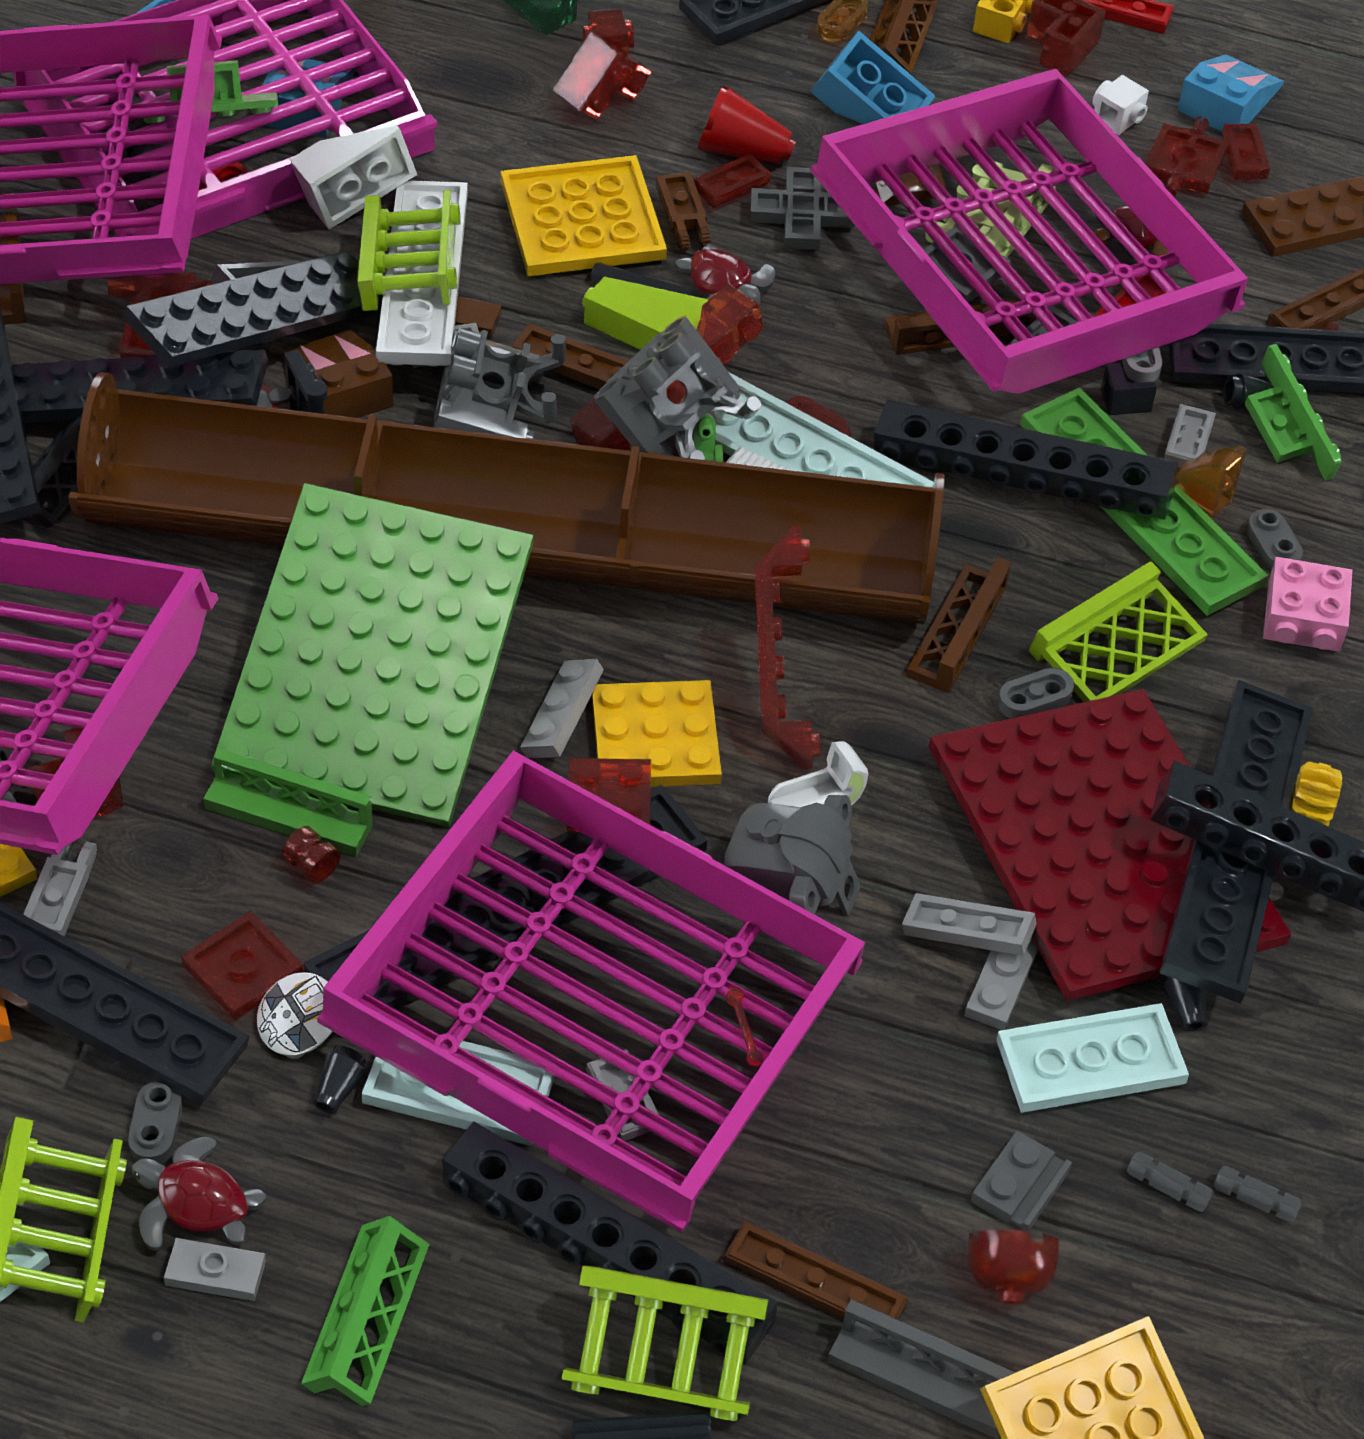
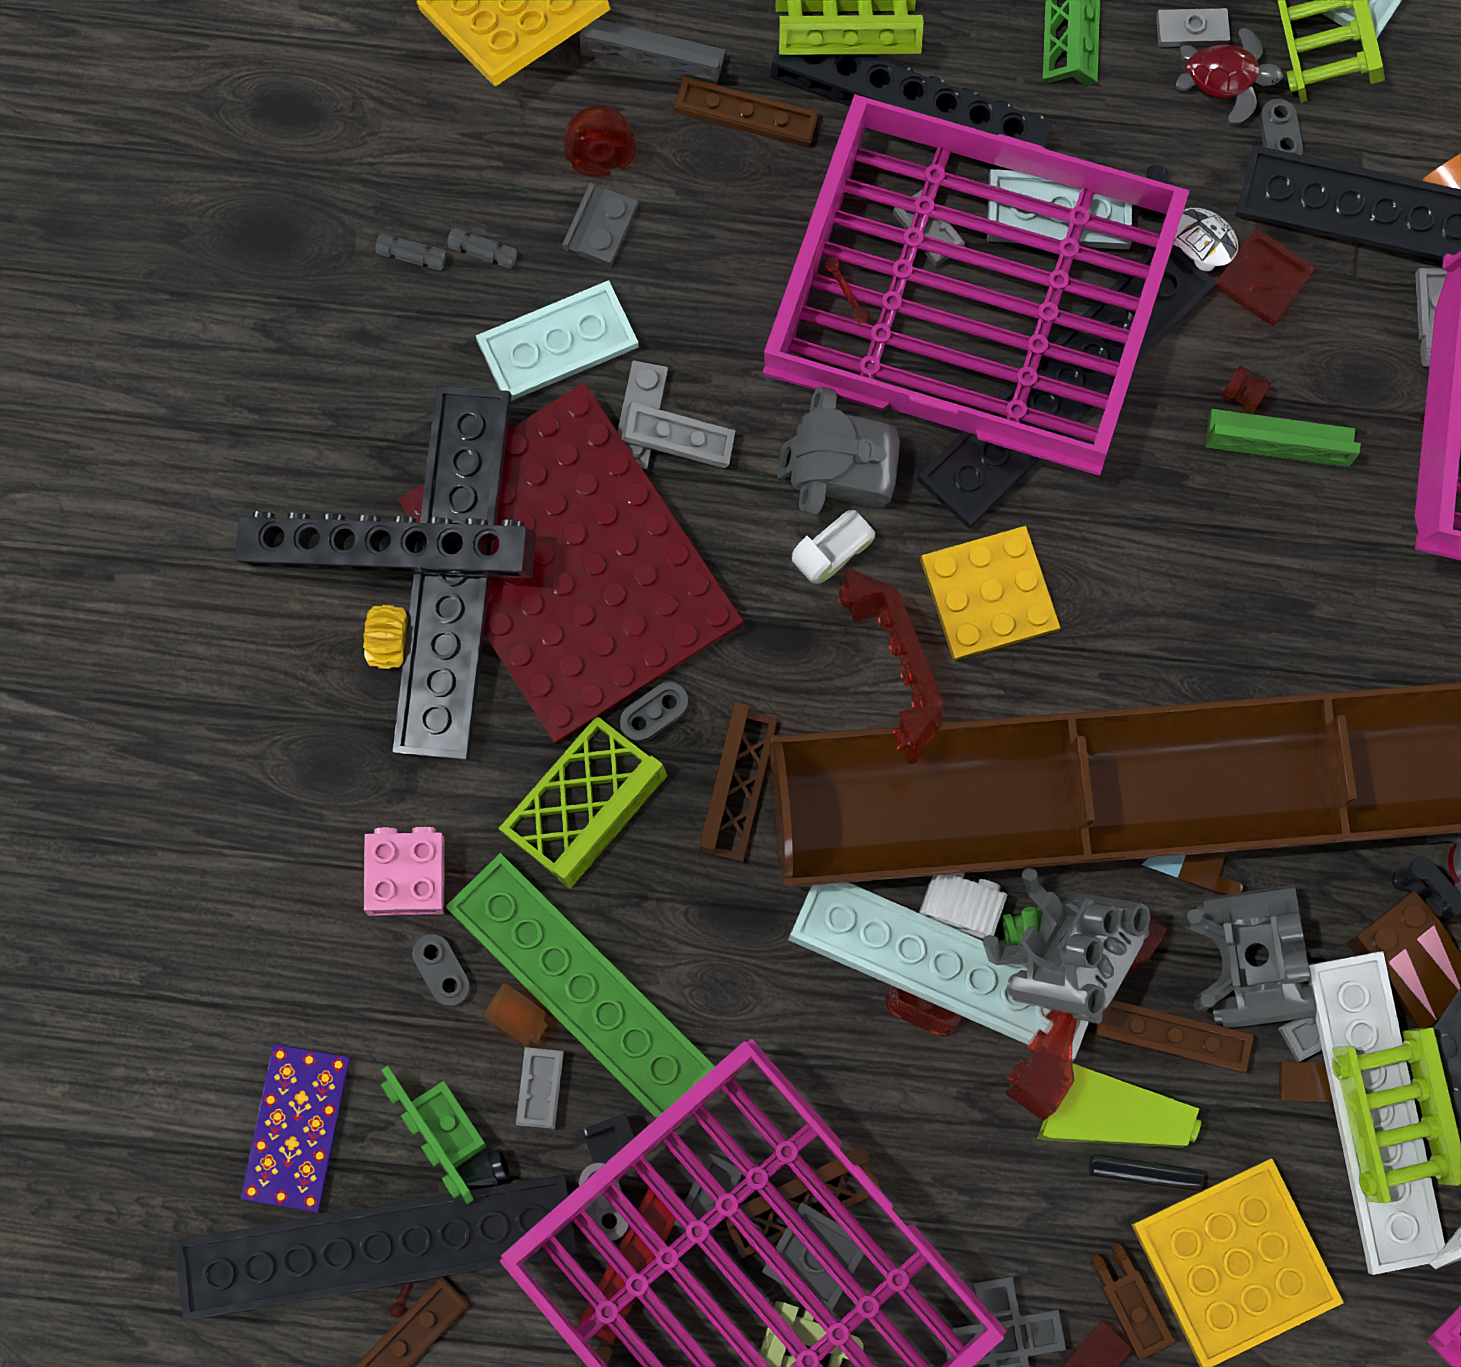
camera: 165 degrees right, 25 degrees up
(378, 650) = (1261, 588): bright green plate -> none
(562, 708) = (1079, 594): light grey plate -> none
(617, 781) = (1013, 495): clear red plate -> none
(715, 268) = (1062, 1196): dark red animal -> none
(1026, 459) = (648, 994): black brick -> none

